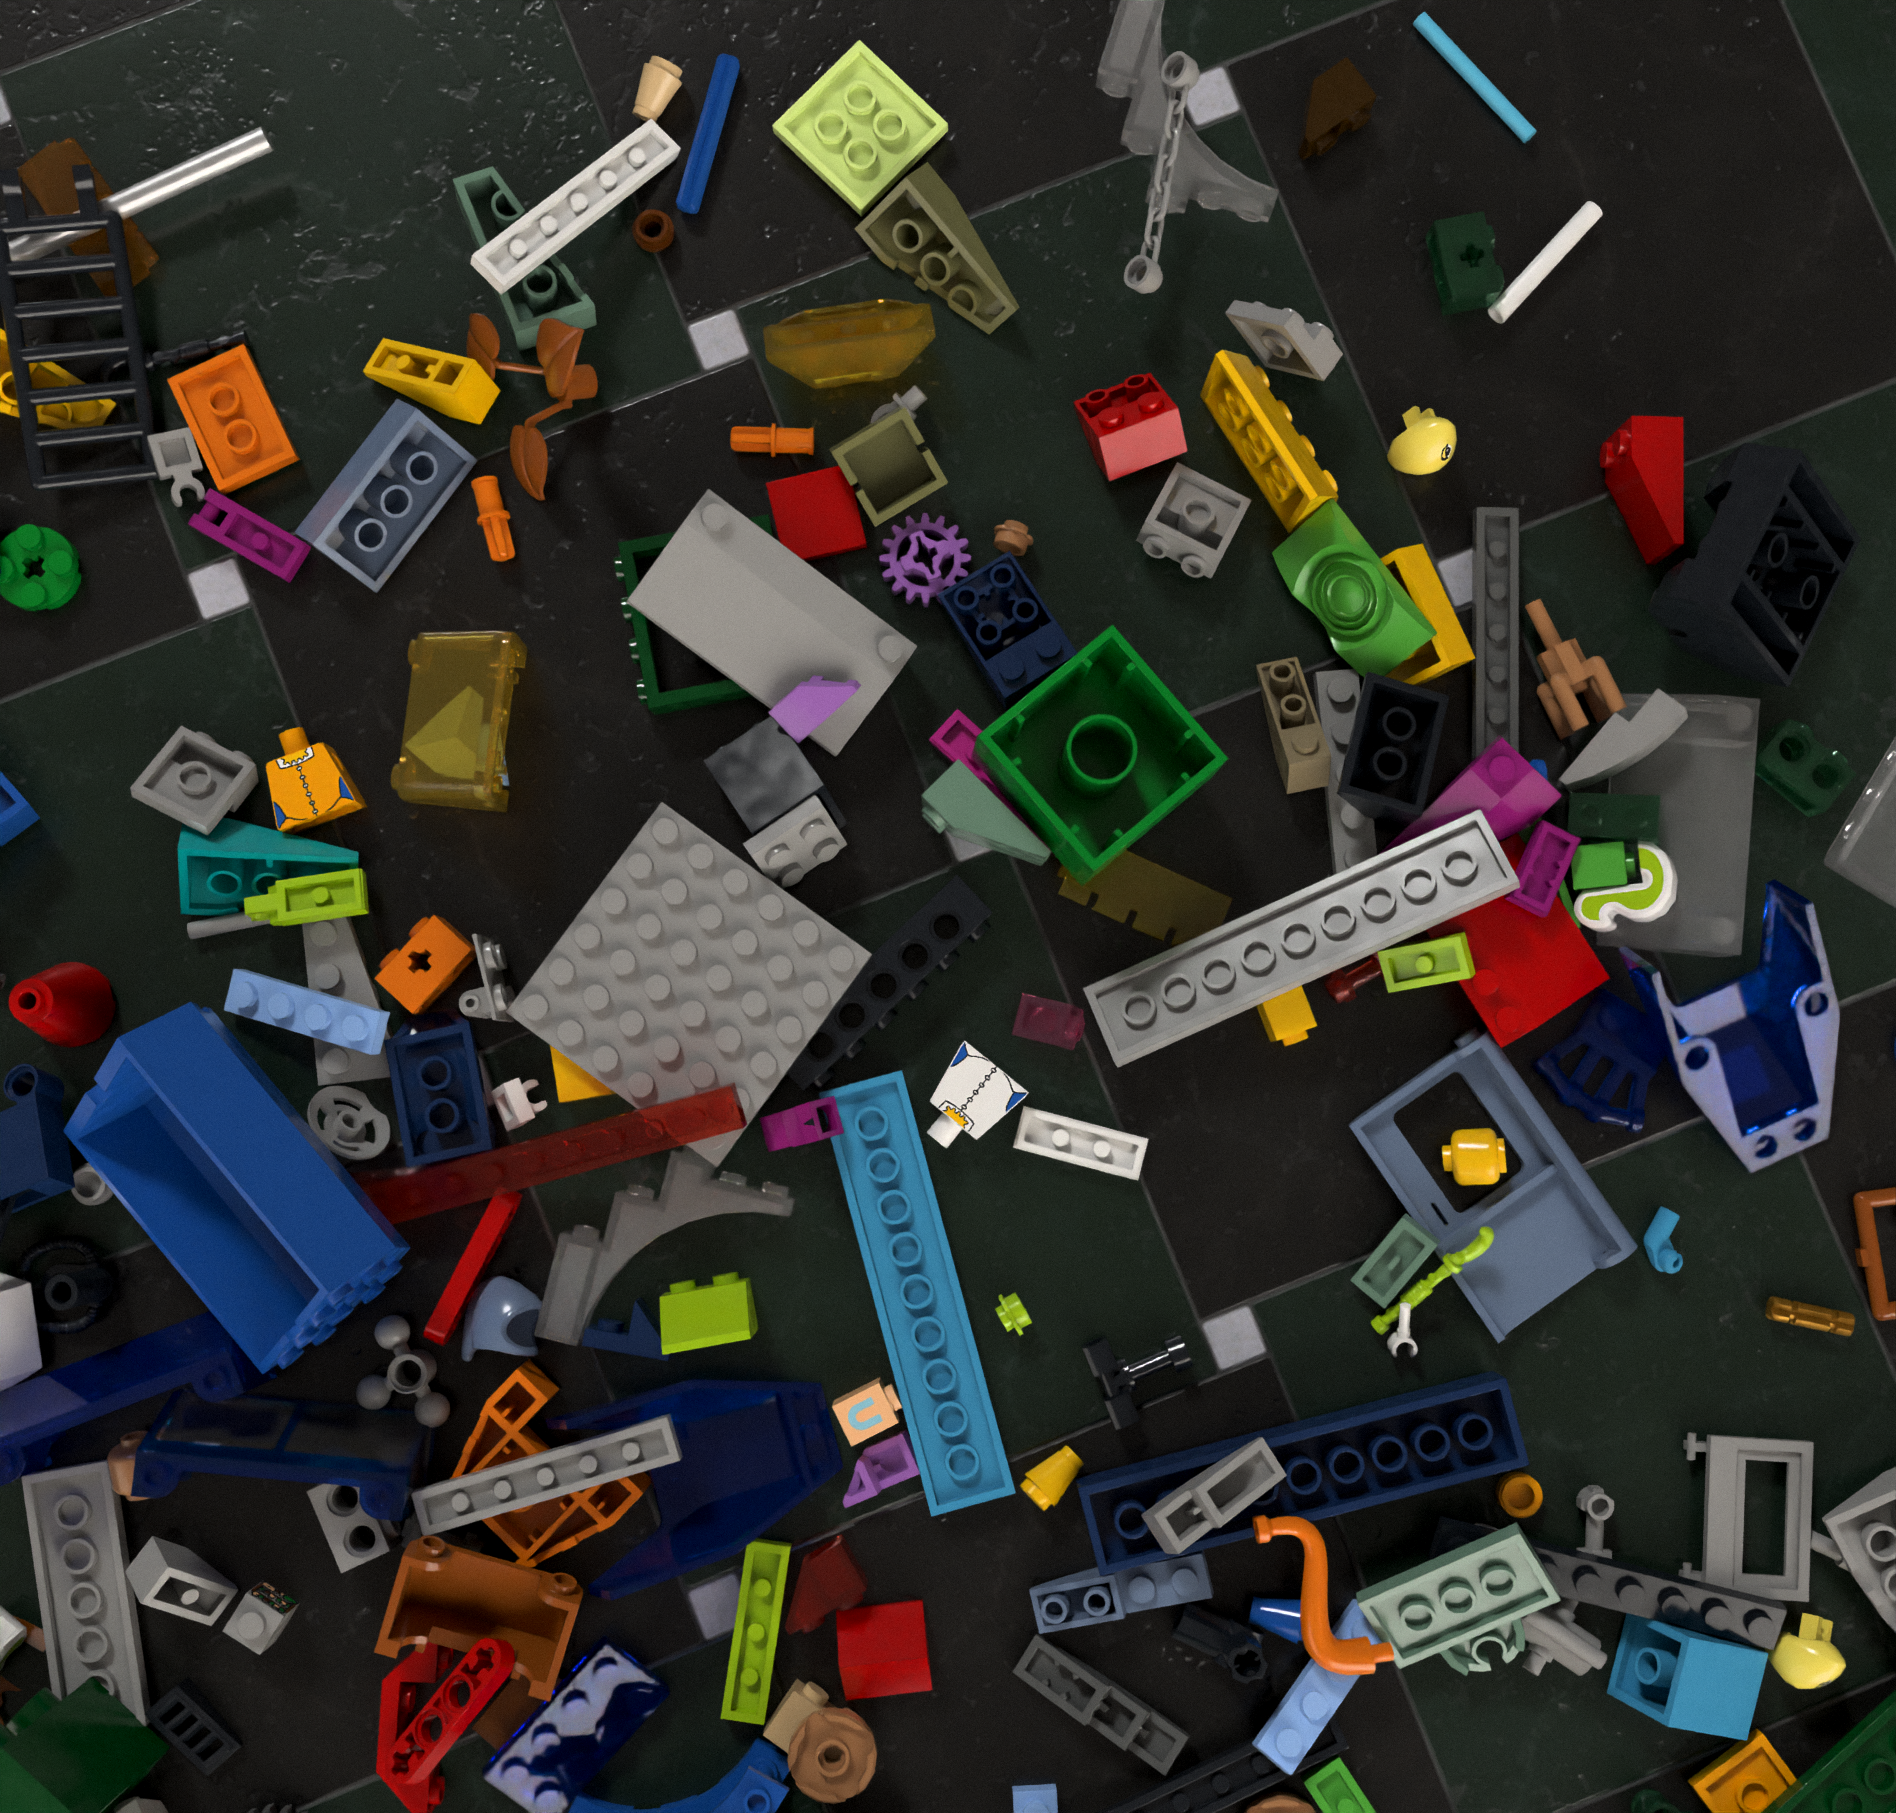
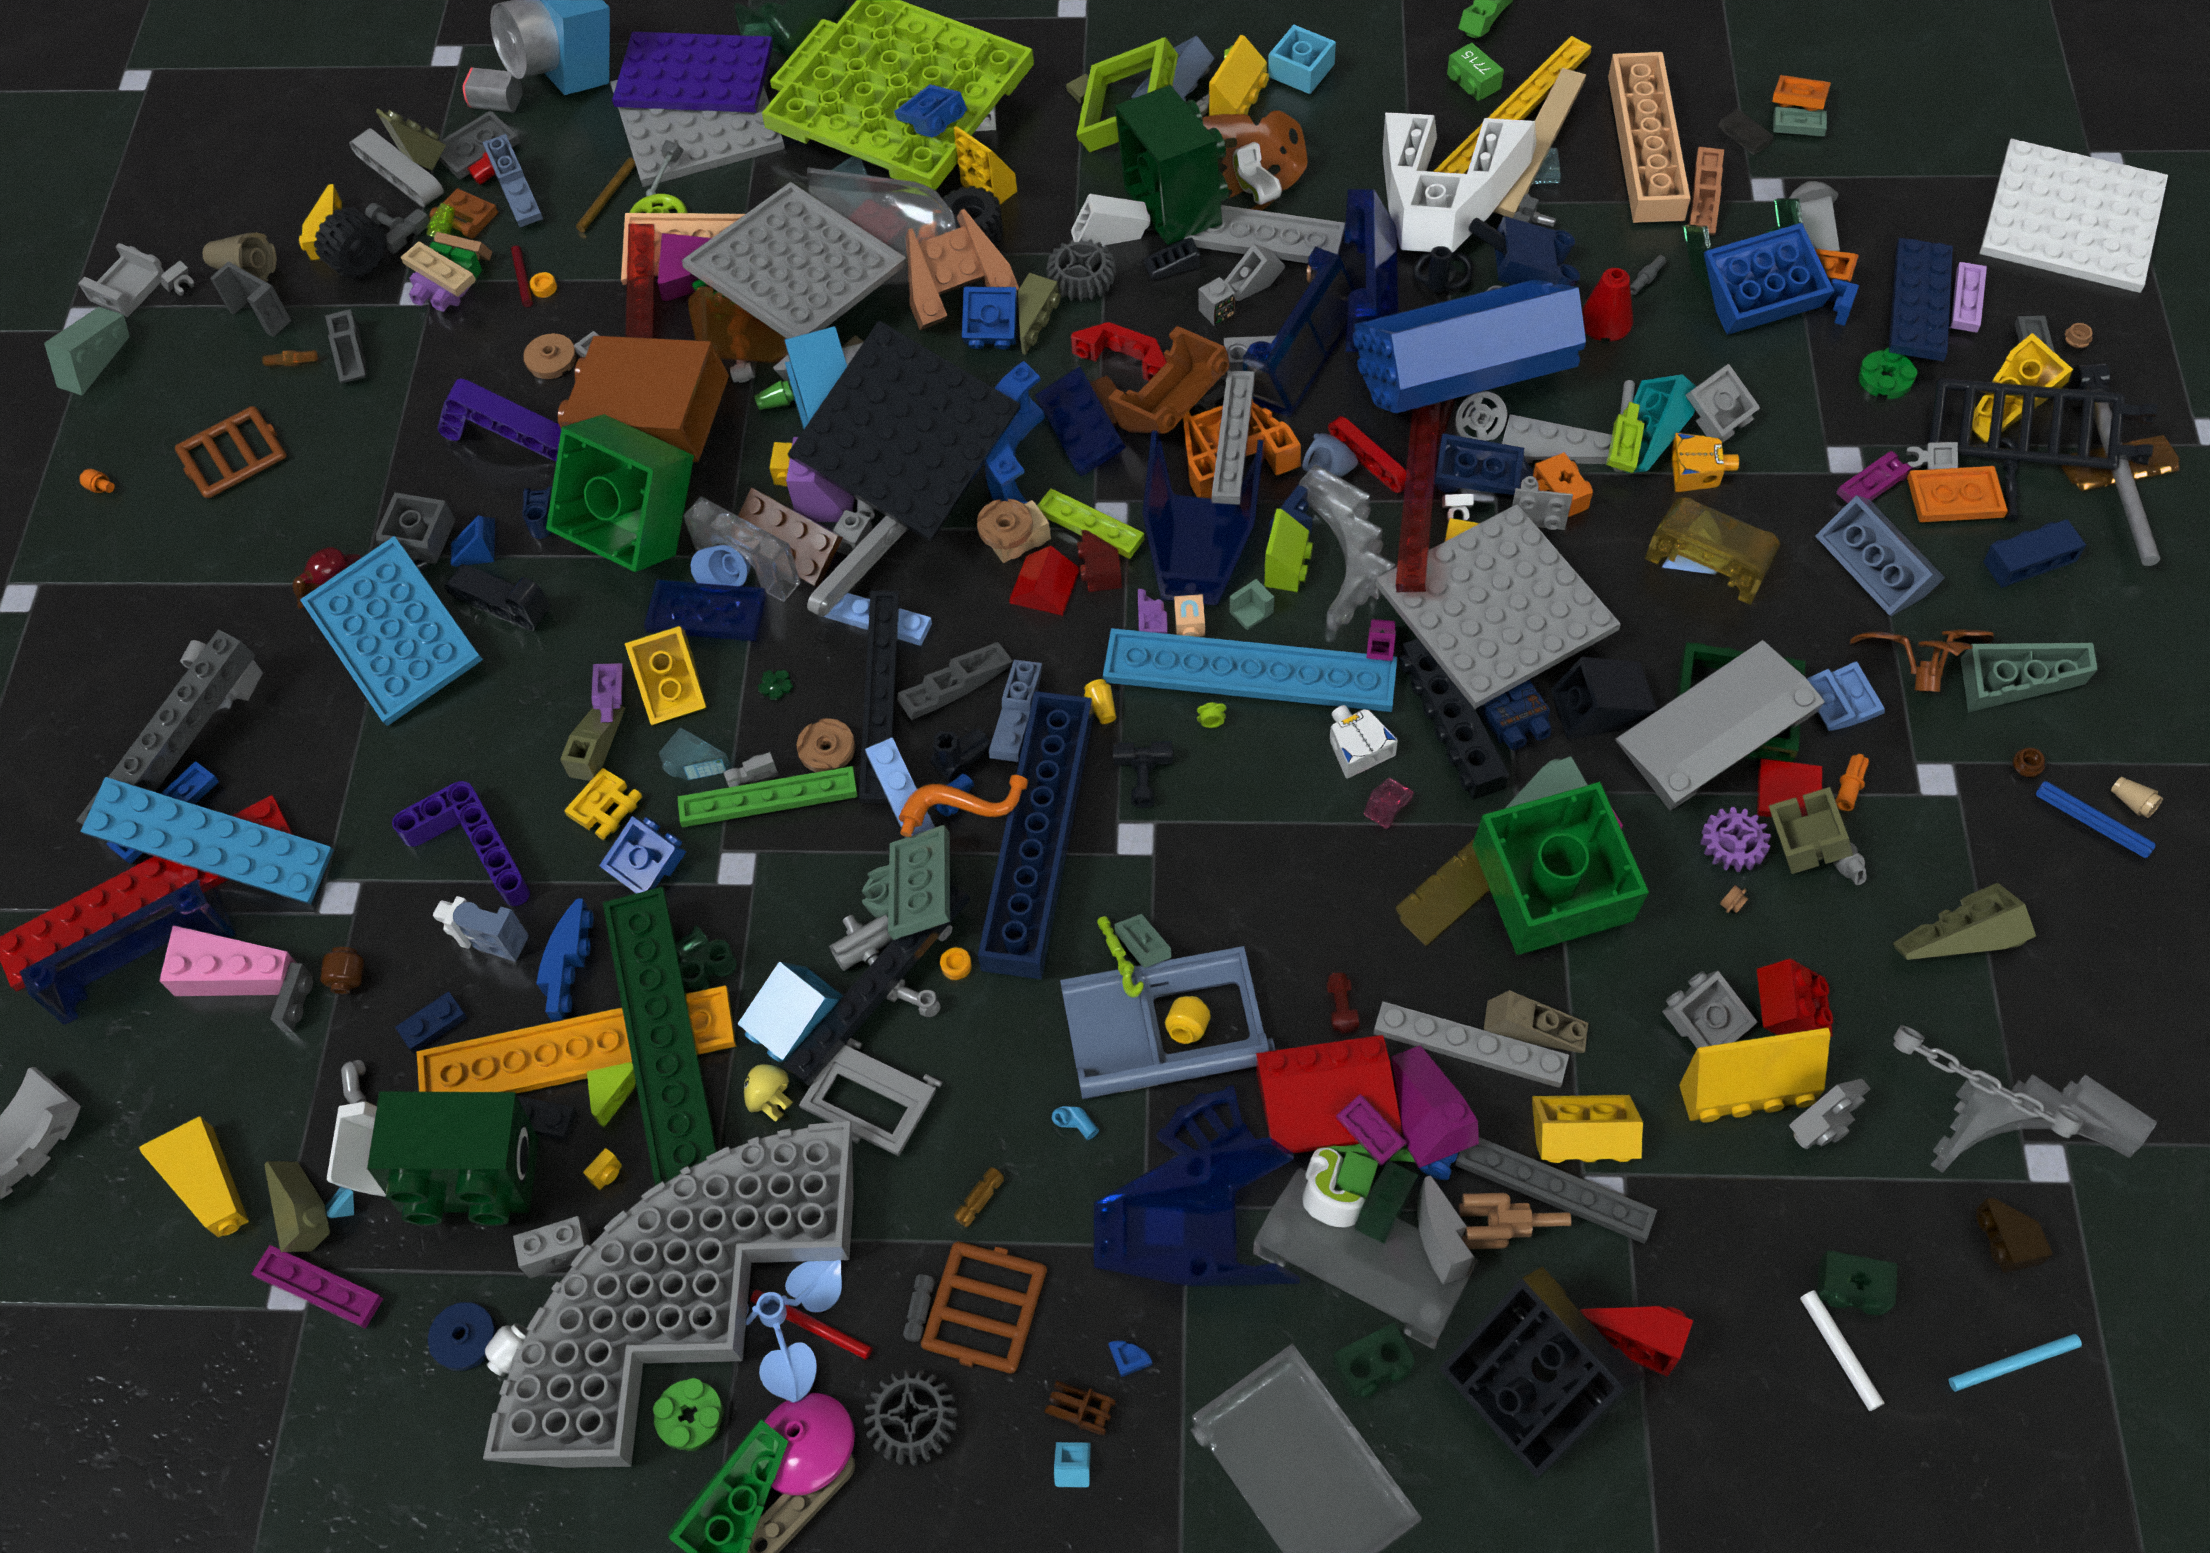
camera: 120 degrees right, 25 degrees down
(302, 295) = (2034, 553): none -> dark blue brick
(307, 1011) = (1557, 417): light blue plate -> none
(375, 1390) = (1320, 404): light grey piece -> none
(434, 378) = (1952, 604): yellow slope -> none
(452, 1714) = (1125, 358): red beam -> none
(493, 518) = (1845, 609): orange axle -> none
(575, 206) = (2056, 709): white plate -> none
(640, 486) = (1846, 696): none -> medium blue slope
(796, 843) = (1565, 691): light grey plate -> none
(808, 1331) = (1251, 604): none -> sand green panel
(811, 705) = (1656, 723): medium lavender slope -> none
(839, 893) = (1516, 714): none -> dark blue hips
(850, 341) = (1912, 840): clear yellow wedge -> none
(860, 128) = (2077, 912): yellowish green plate -> none
(1007, 628) = (1676, 866): dark blue slope -> none
(1080, 1143) = (1301, 794): white tile -> none
(1213, 1496) = (1052, 761): light grey slope -> none
(1287, 1017) = (1336, 941): yellow brick -> none
(1301, 937) = (1385, 961): light grey plate -> none
(1351, 592) = (1618, 1089): bright green slope -> none
(1392, 749) = (1495, 1066): black slope -> none
(1403, 1333) = (1091, 930): white hand -> none
(1424, 445) = (1717, 1193): light yellow piece -> none
(1426, 962) = (1335, 1024): lime plate -> none

